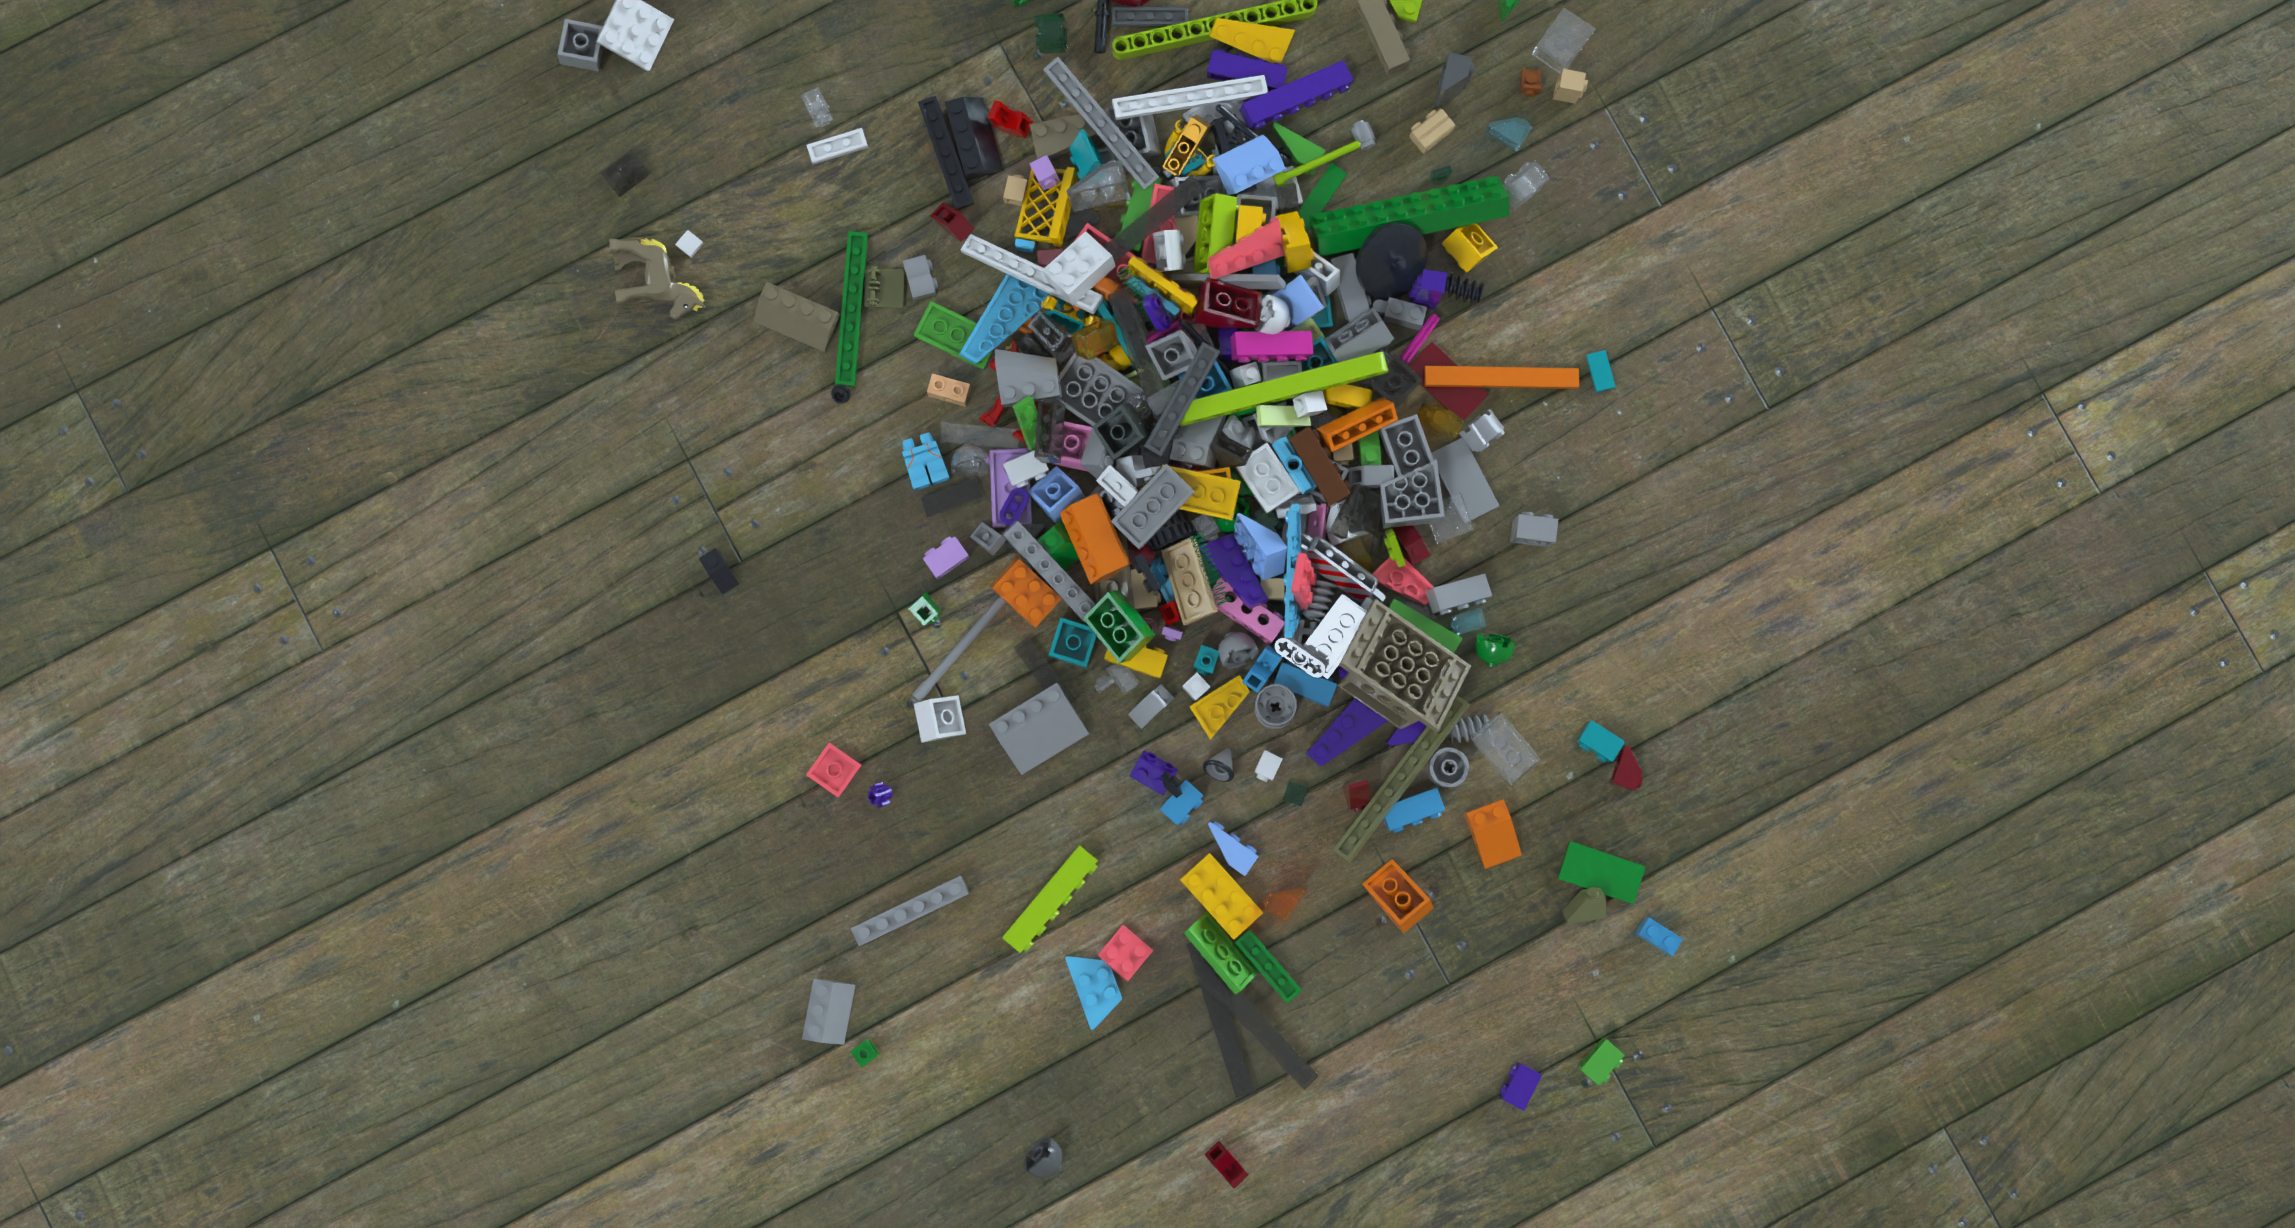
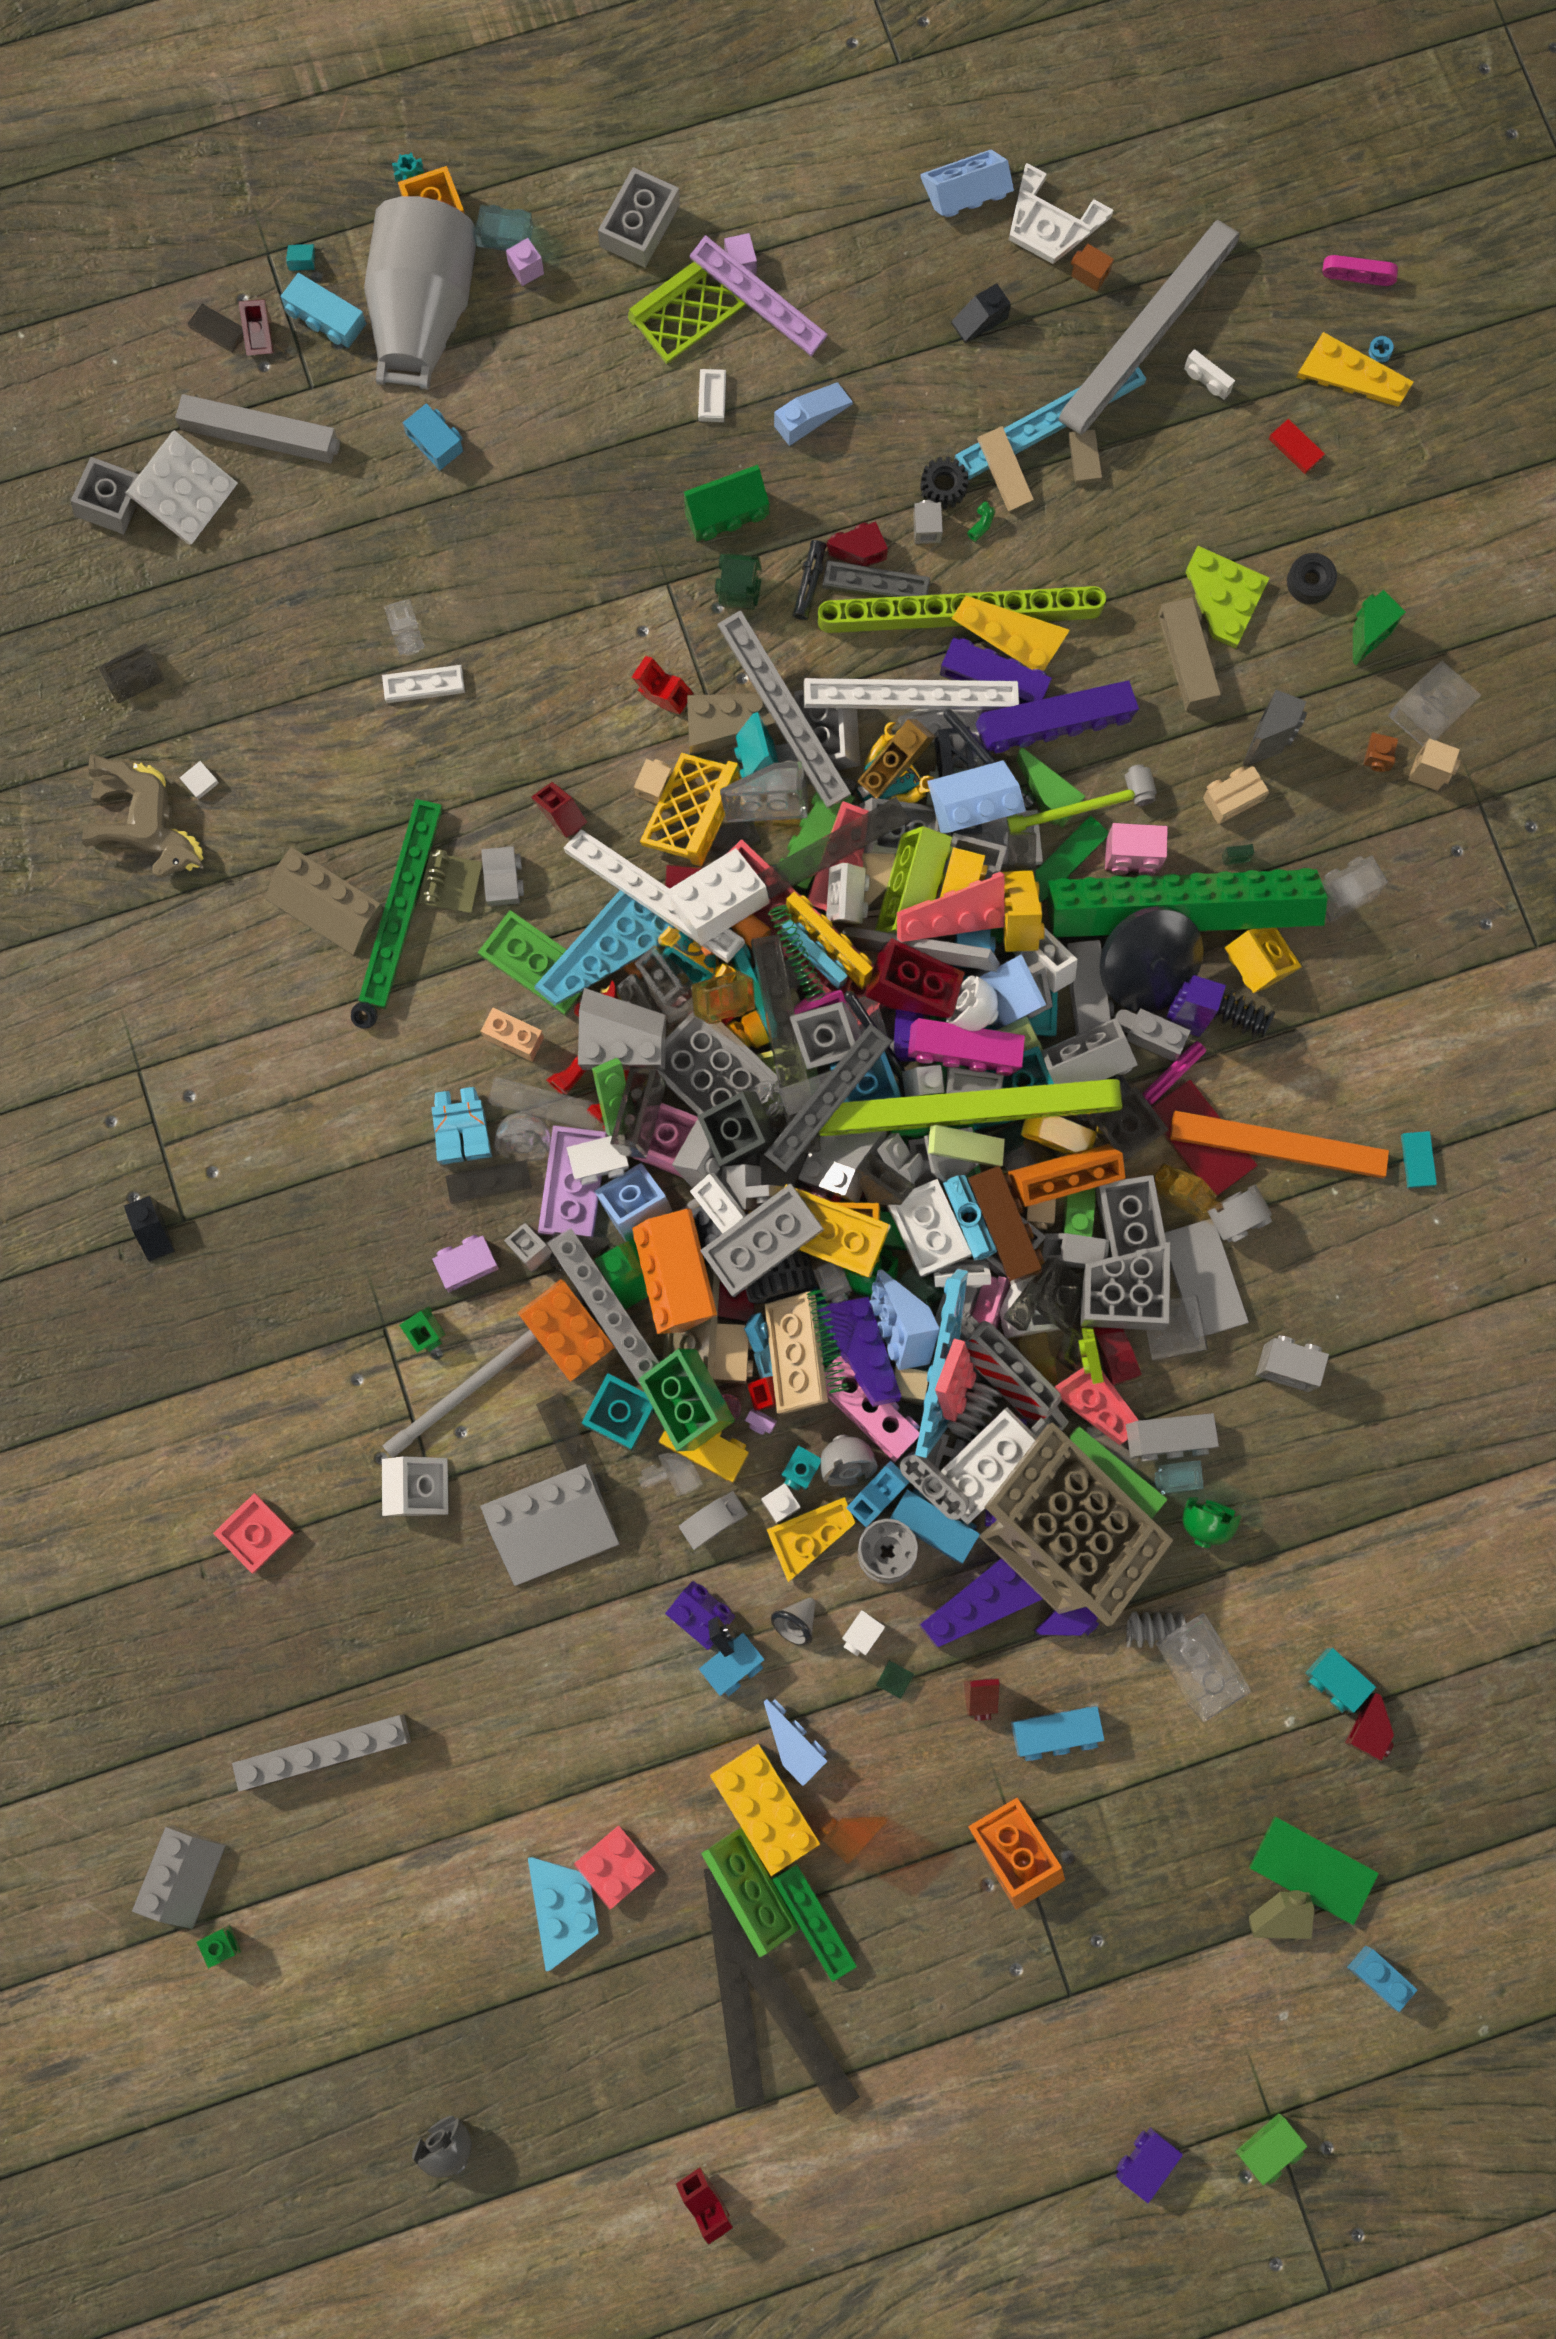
camera: 15 degrees right, 5 degrees down
(880, 794) = (310, 1579): dark purple gear -> none
(945, 153) = (568, 717): black plate -> none
(974, 137) = (609, 701): black slope -> none
(1013, 506) = (570, 1208): dark purple plate -> none
(1025, 245) = (652, 857): medium azure tile -> none
(1044, 172) = (696, 763): lavender brick -> none
(1050, 898) = (521, 1770): lime brick -> none
(1150, 582) = (740, 1345): black plate -> none
(1157, 312) = (815, 974): dark purple plate -> none
(1309, 404) = (1005, 1136): white brick -> none
(1367, 182) = (1136, 849): none -> bright pink brick
(1397, 783) = (1042, 1691): olive plate -> none
(1457, 773) = (1131, 1688): light grey brick -> none
(1493, 833) = (1167, 1786): orange slope -> none
(1510, 131) = (1343, 813): clear light blue slope -> none

